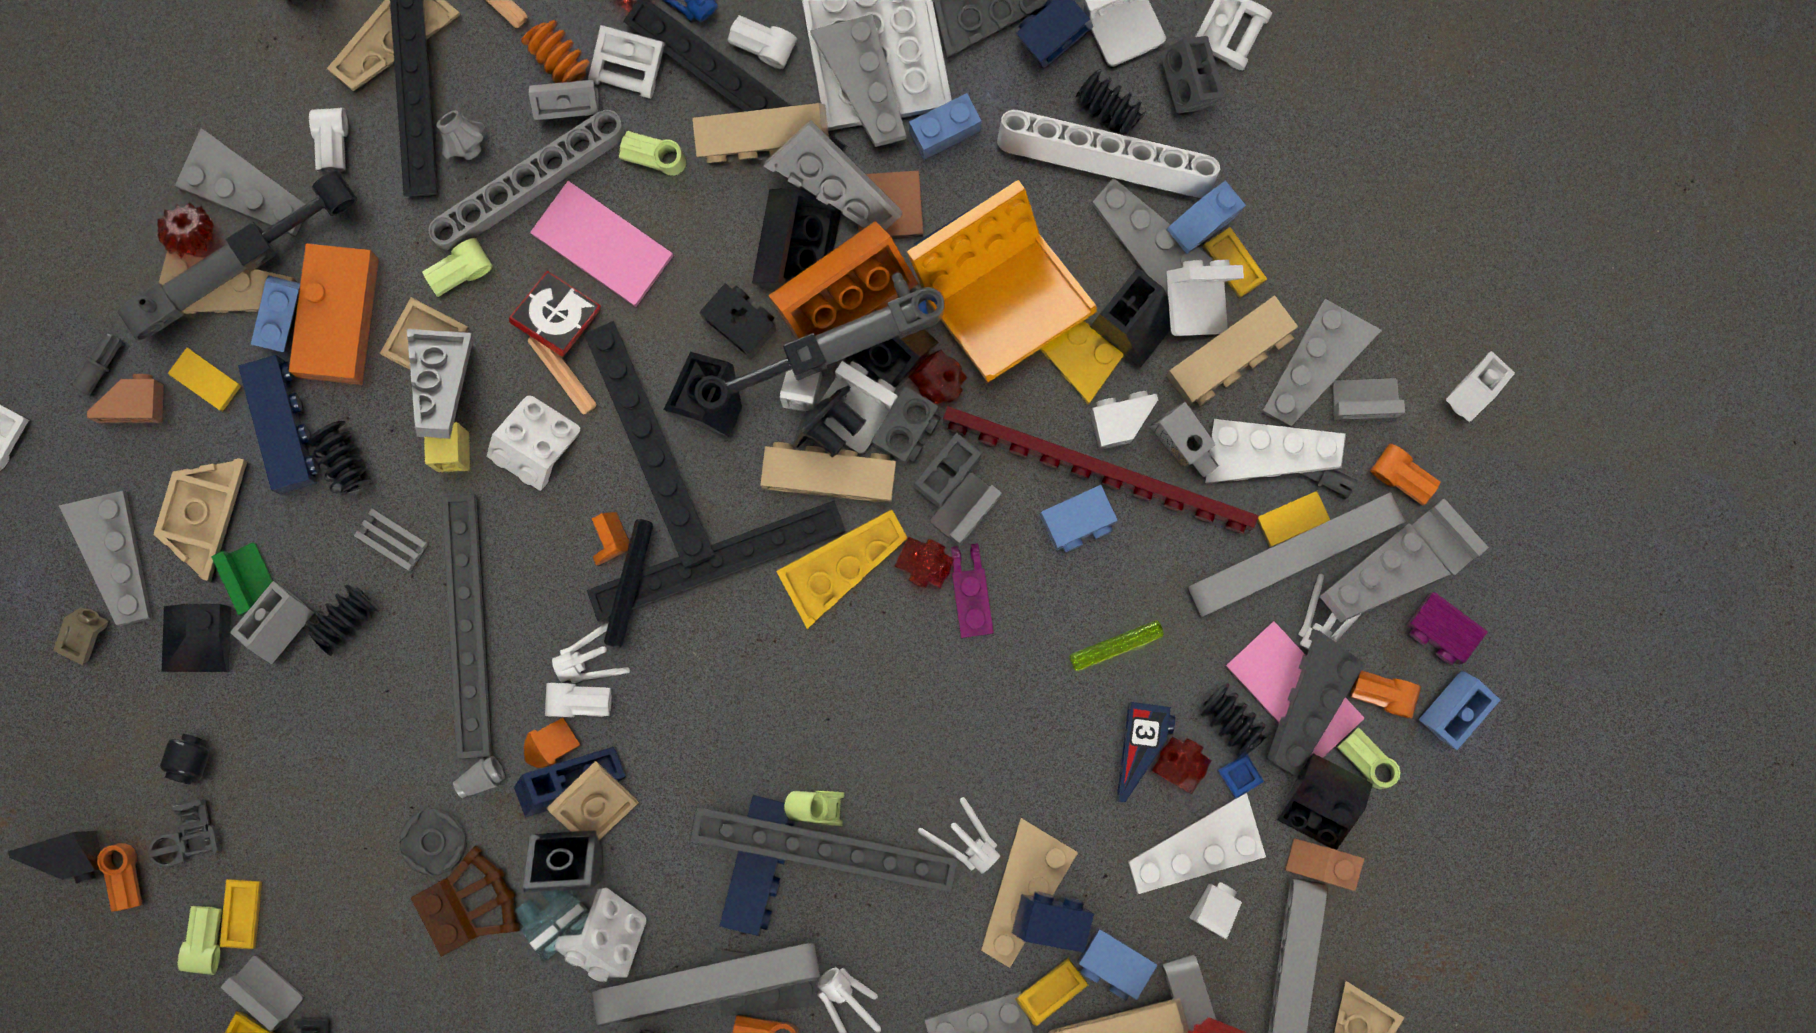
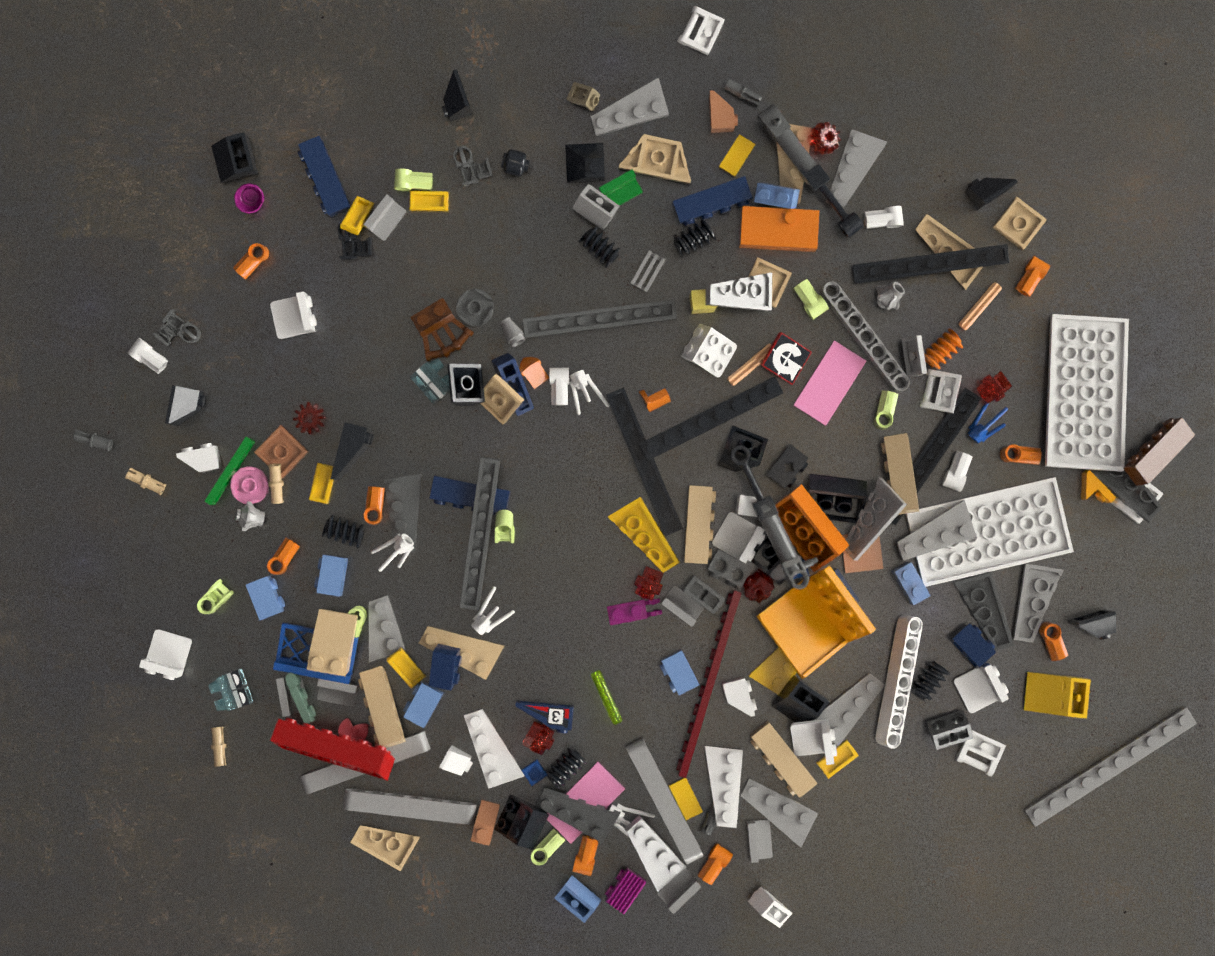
camera: 90 degrees right, 5 degrees up
(123, 881) = (444, 131): orange piece -> none
(607, 939) = (422, 412): white bracket -> none
(628, 583) = (630, 412): black axle -> none
(706, 985) = (400, 470): light grey beam -> none
(813, 422) = (727, 514): black connector -> none
(1176, 428) = (735, 728): light grey torso -> none
(1206, 217) = (862, 741): medium blue slope -> none

